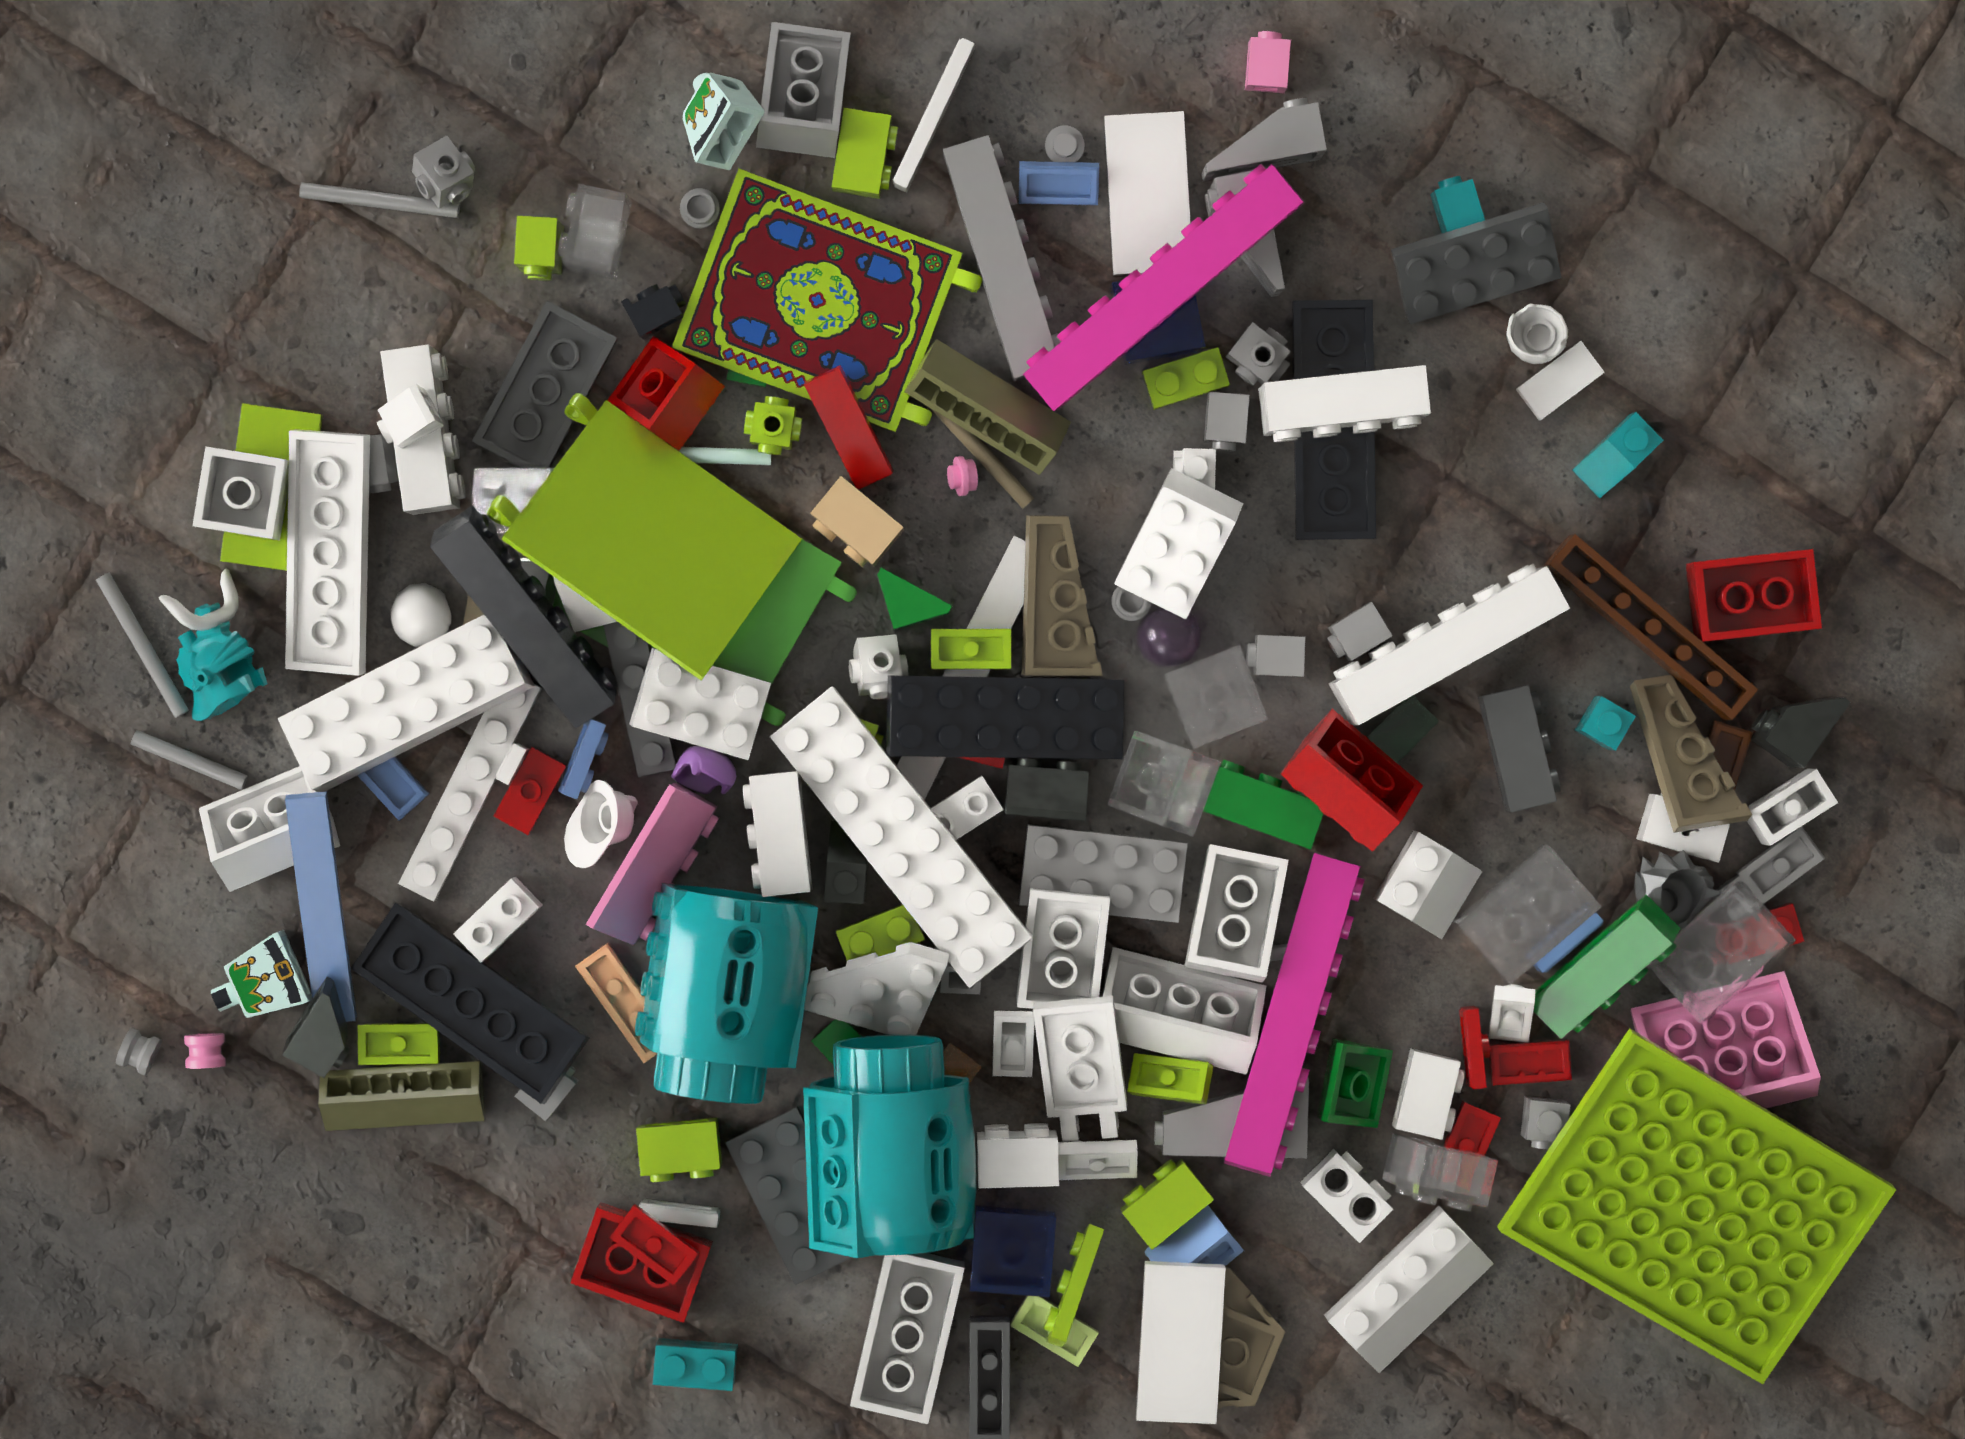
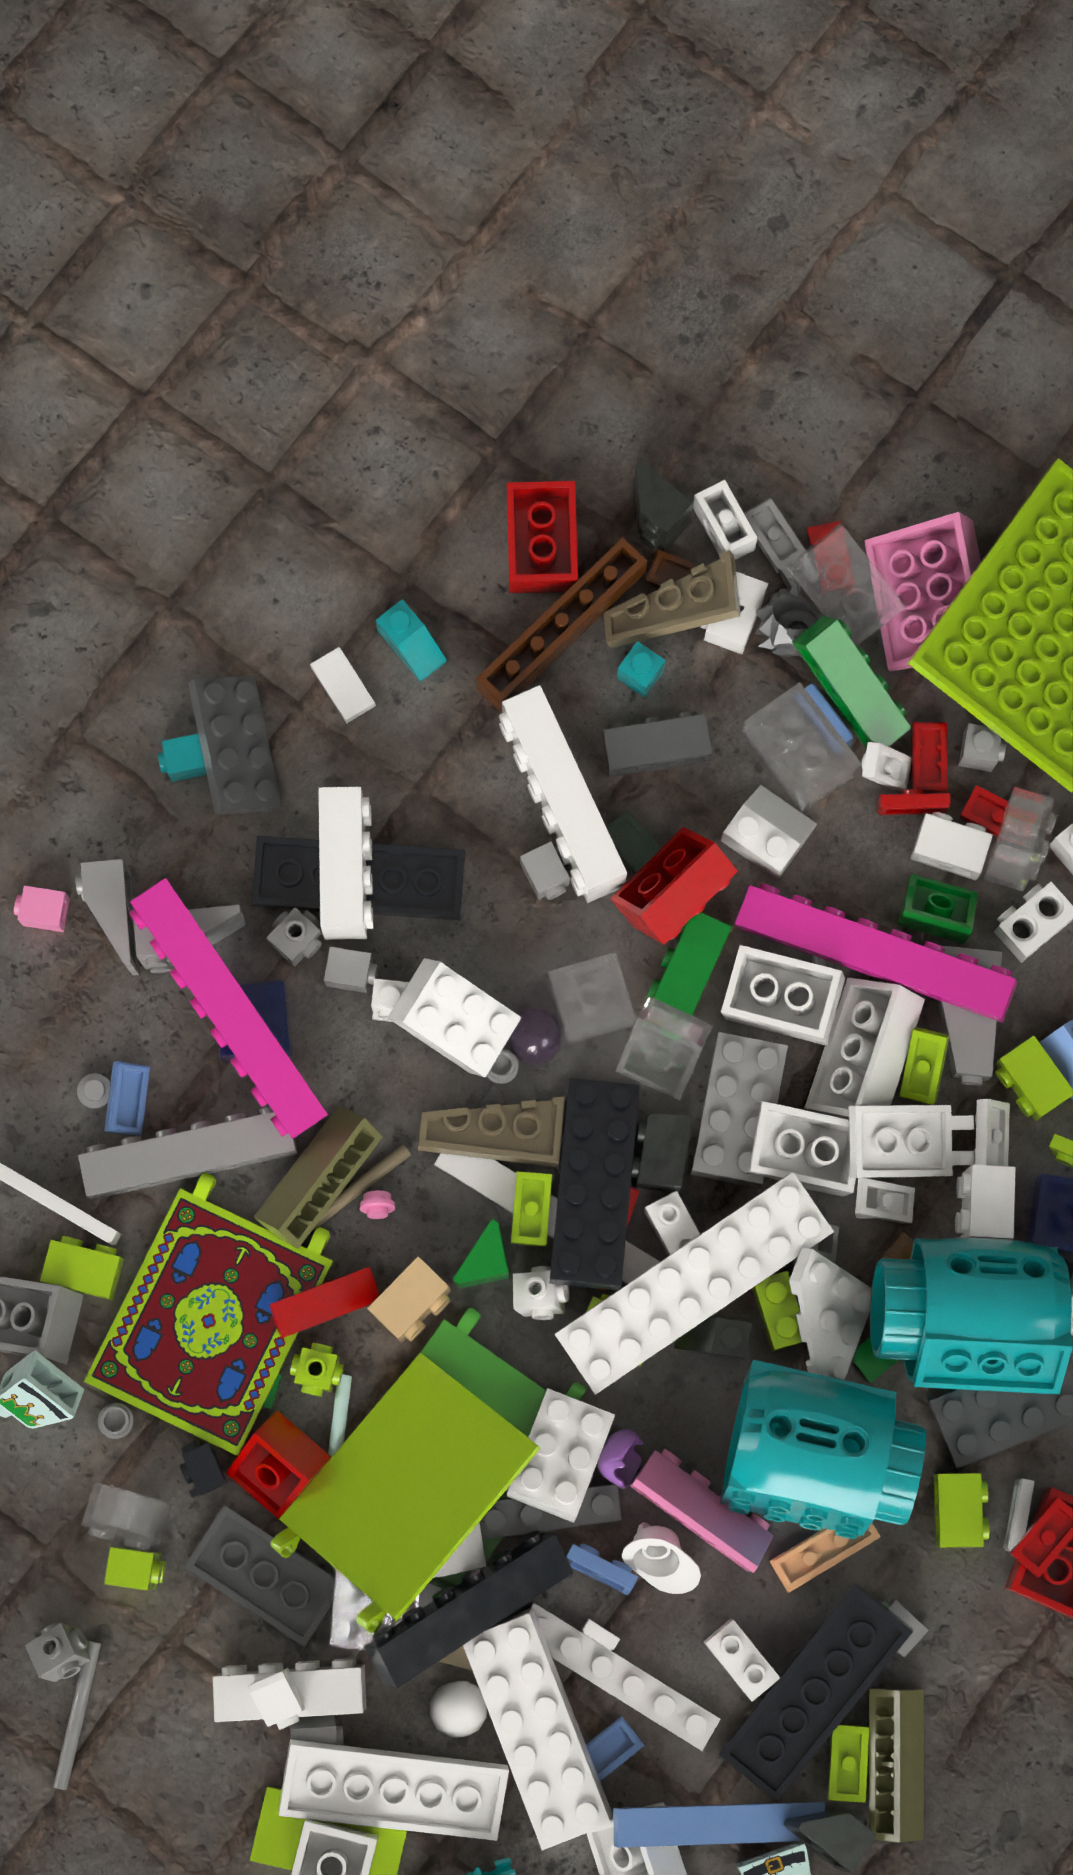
camera: 85 degrees left, 10 degrees down
(530, 791) = (626, 1621): red plate -> none
(778, 833) = (683, 1394): white brick -> none
(1145, 186) = (140, 1023): white tile -> none
(1185, 378) = (310, 1003): lime plate -> none
(1277, 655) = (559, 942): light grey brick -> none
(1537, 333) = (300, 699): white hair -> none

